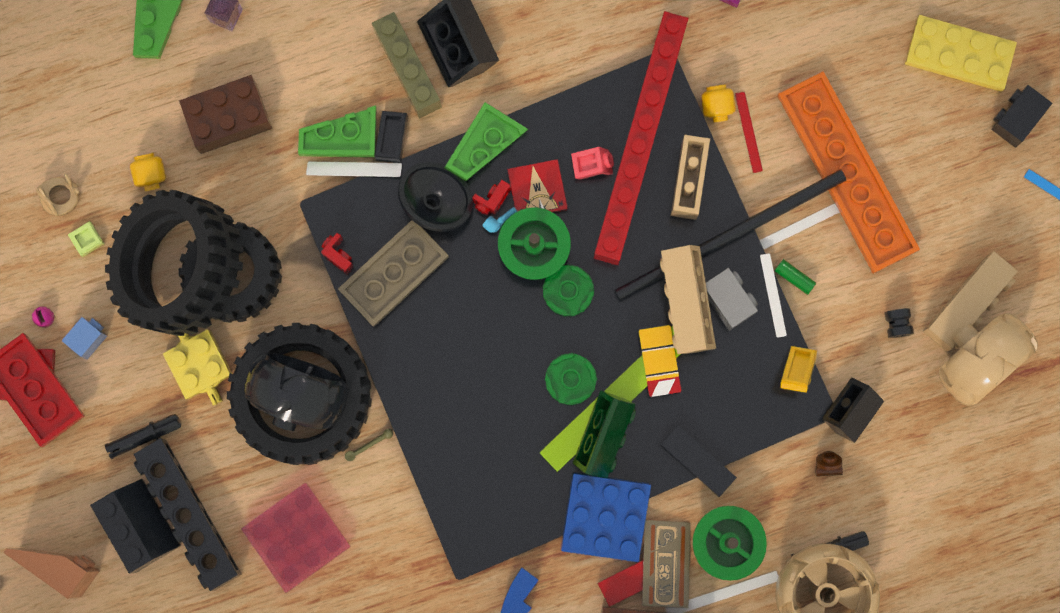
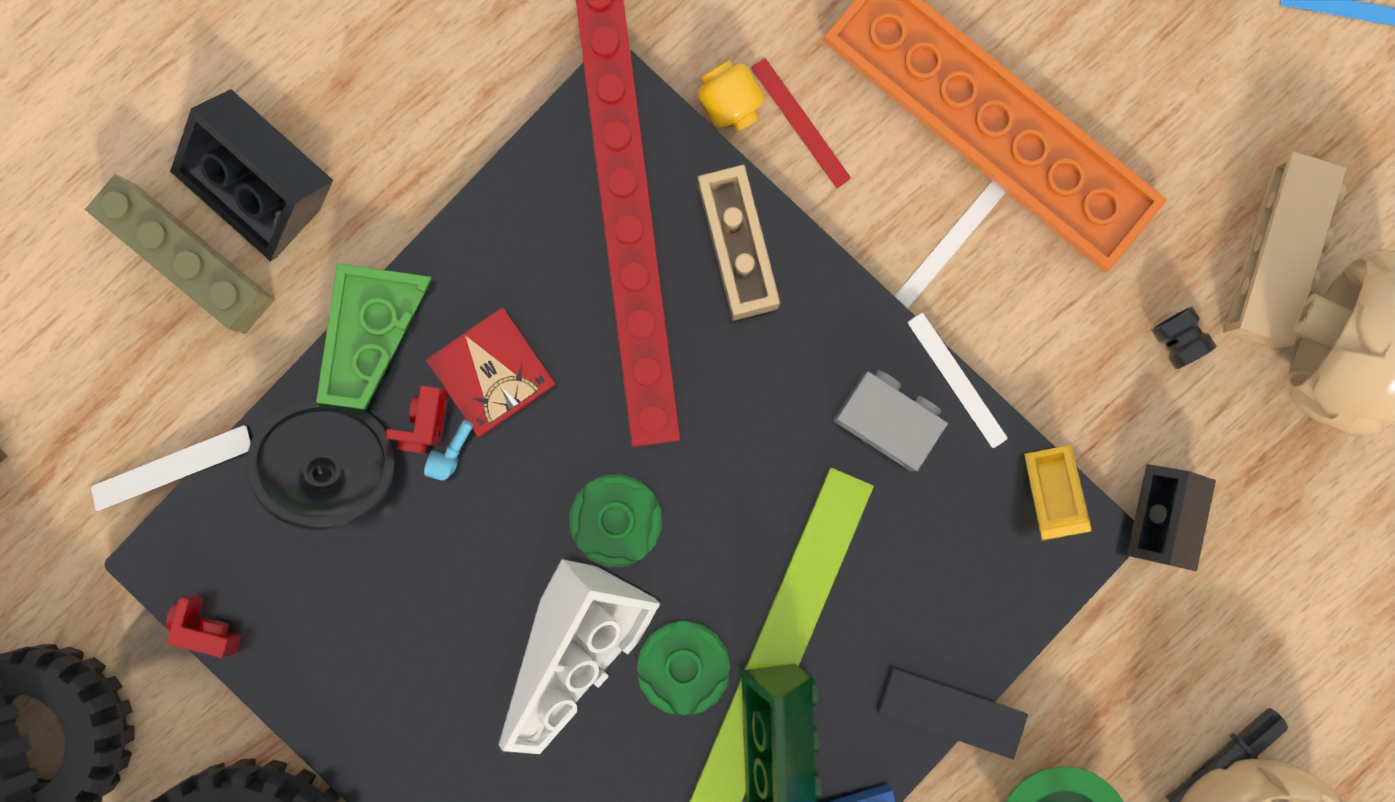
camera: 25 degrees left, 5 degrees up
(343, 137) = (129, 421): bright green wing -> none
(391, 136) = (209, 387): black tile -> none
(393, 273) = (309, 622): dark tan plate -> none
(522, 340) = (574, 637): none -> white wedge
(534, 243) = (522, 472): green piece -> none
(592, 162) = (564, 288): coral bracket -> none
(659, 361) = (818, 575): yellow sticker -> none
(687, 299) = (824, 458): tan brick -> none
(740, 230) = (846, 310): black piece -> none
(795, 277) = (980, 333): green axle -> none
(828, 464) = (1165, 620): reddish brown plate -> none

